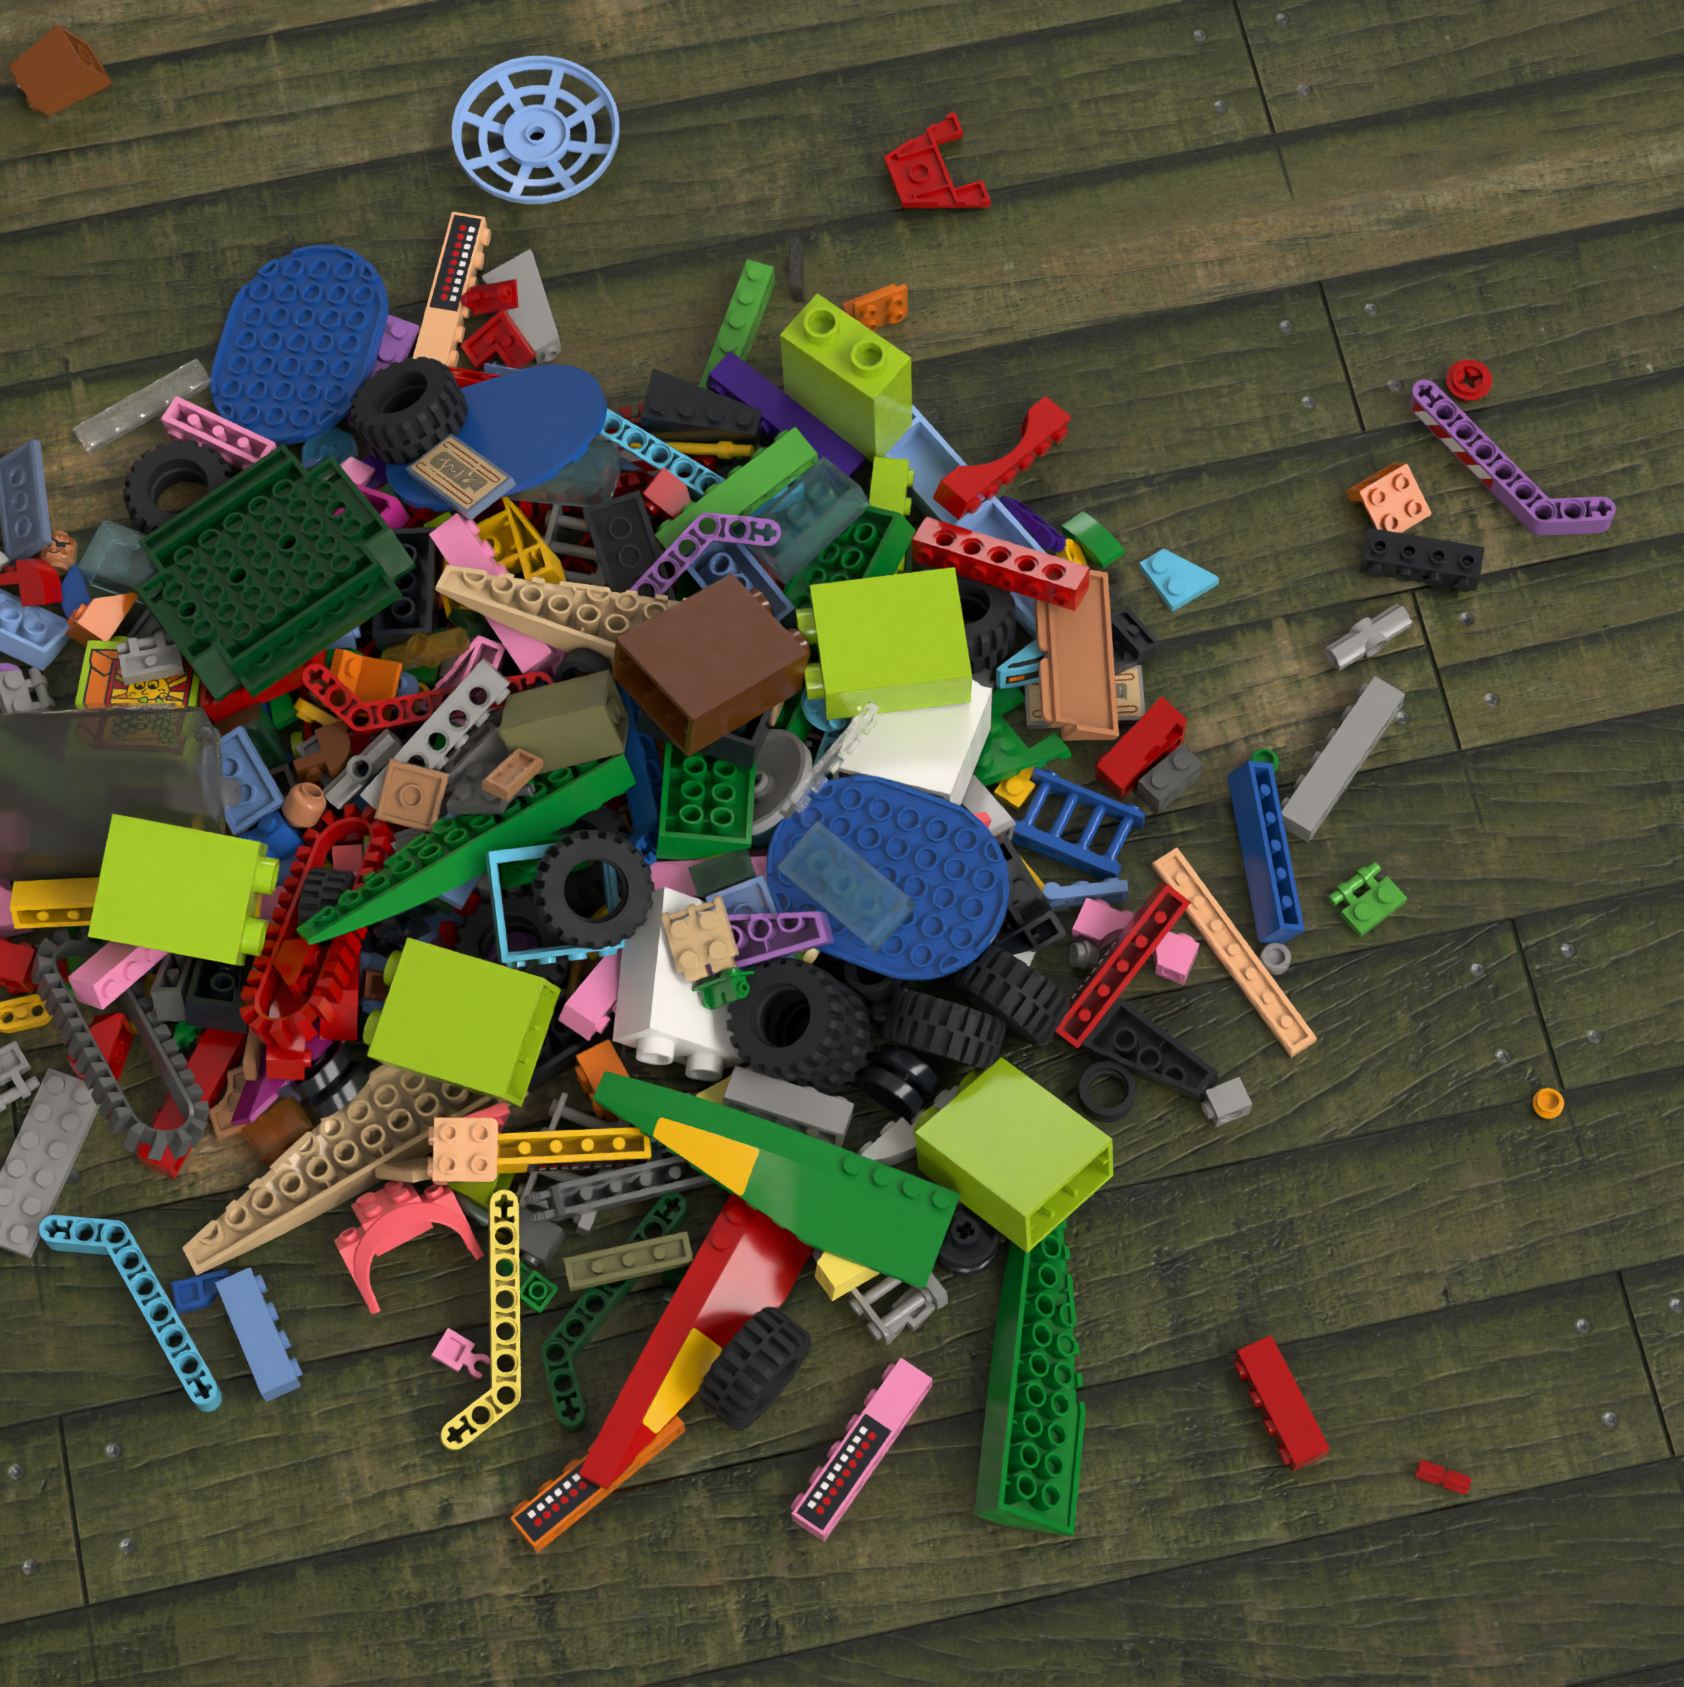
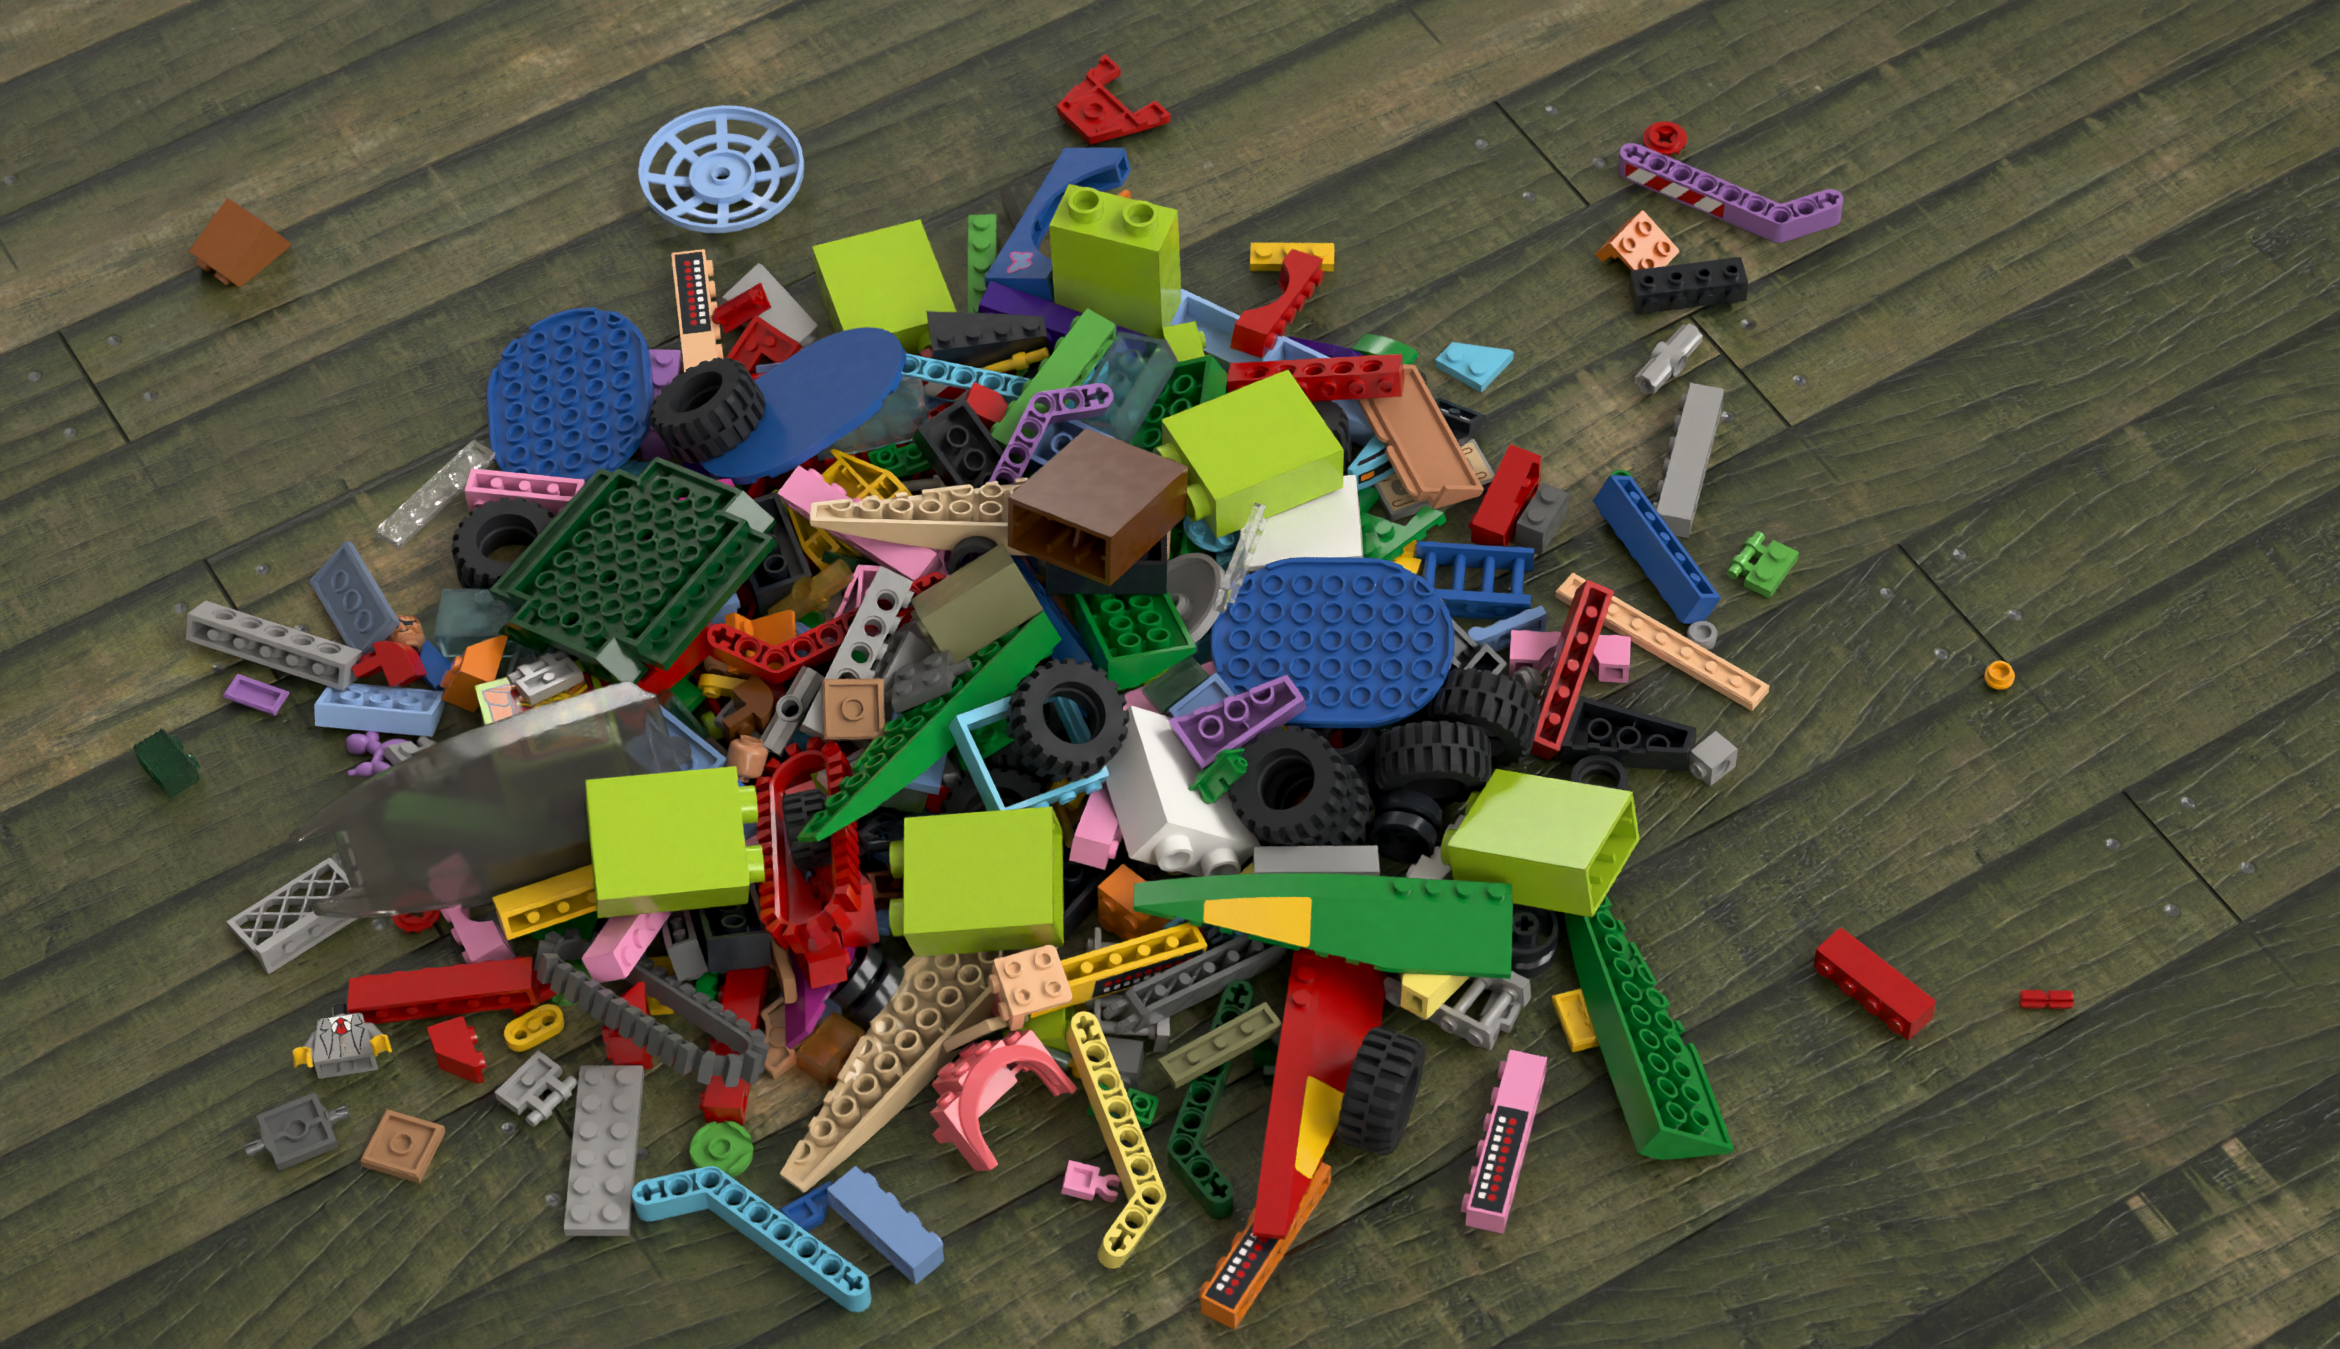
camera: 20 degrees left, 15 degrees down
(143, 1200) = (722, 1146): none -> bright green tile
(300, 966) = (806, 881): red slope -> none
(461, 476) = (787, 438): tile -> none
(512, 774) = (948, 653): medium nougat plate -> none
(563, 523) = (900, 461): none -> green slope
(634, 319) = (883, 283): none -> lime brick
(701, 939) = (1184, 736): tan plate -> none
(846, 886) = (1310, 652): clear light blue brick -> none
(866, 248) = (1020, 262): none -> blue arch
(980, 1340) = (1575, 1020): none -> yellow plate
(1028, 391) = (1271, 255): none -> yellow plate

